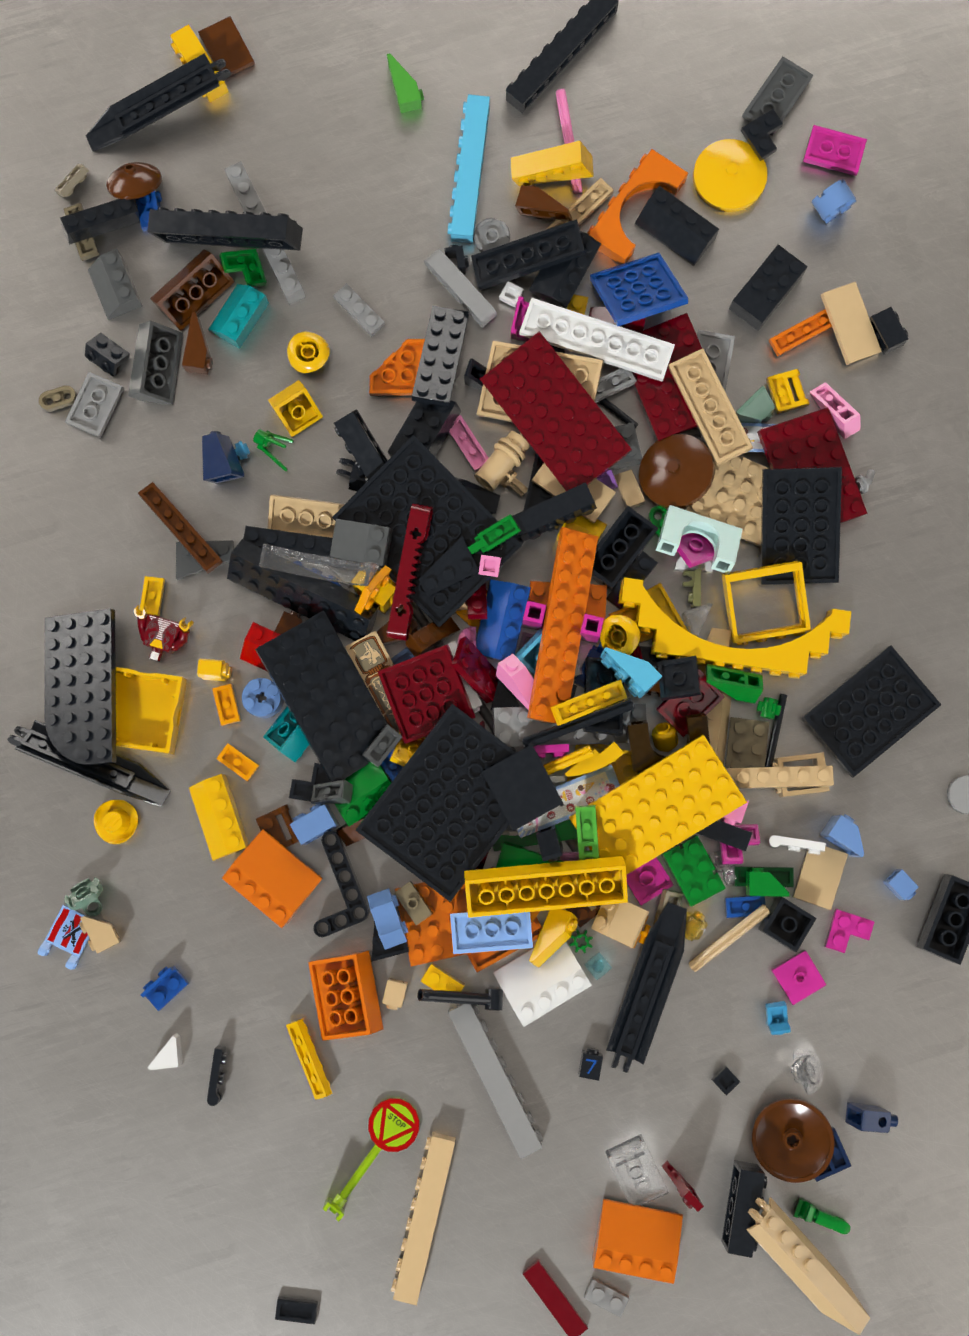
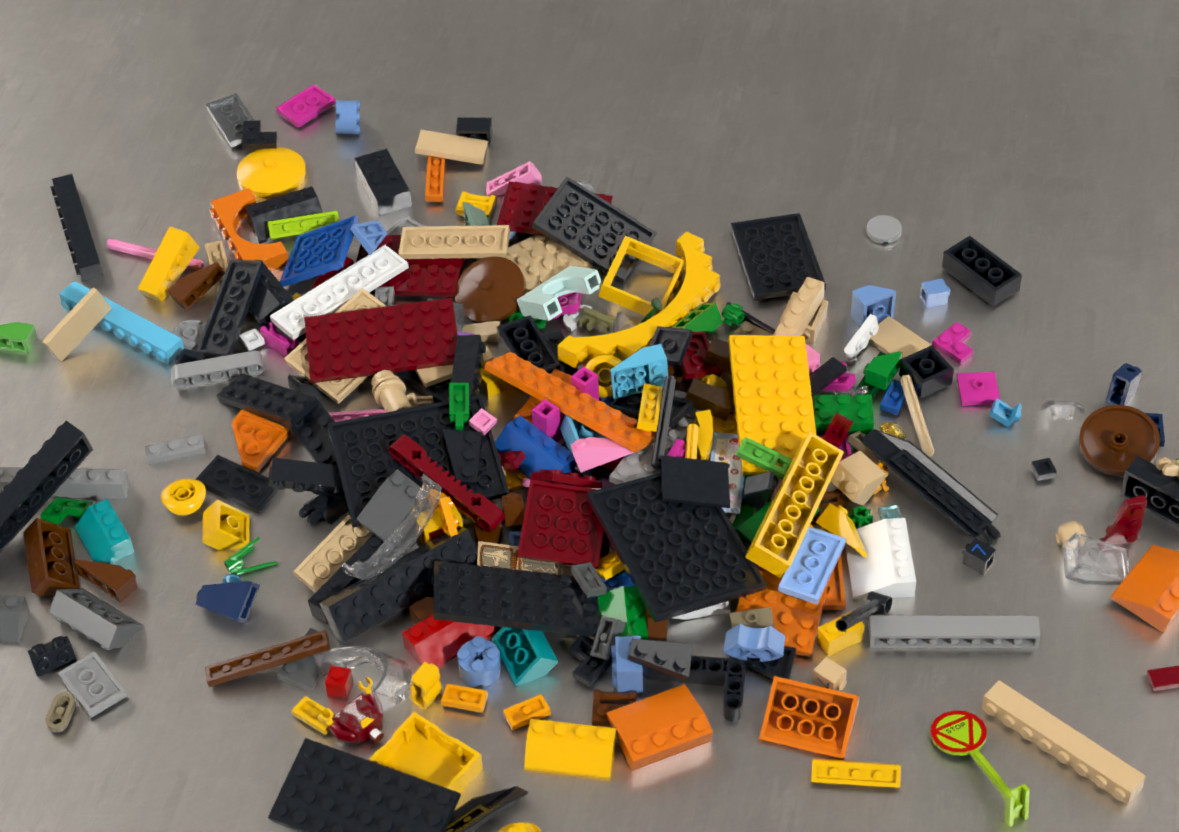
camera: 65 degrees left, 35 degrees down
(188, 597) = (339, 682): none -> red brick
(202, 640) = (394, 679): none -> clear windscreen
(326, 853) = (662, 656): none -> black wing
(349, 383) = (237, 484): none -> black tile
(433, 137) = (77, 324): none -> tan tile
(656, 1137) = (1066, 530): none -> tan head
(662, 877) = (837, 430): none -> dark red bracket
(672, 251) = (295, 226): none -> lime plate
(675, 325) = (369, 234): none -> medium blue wing
(726, 637) = (657, 305): none -> dark green piece

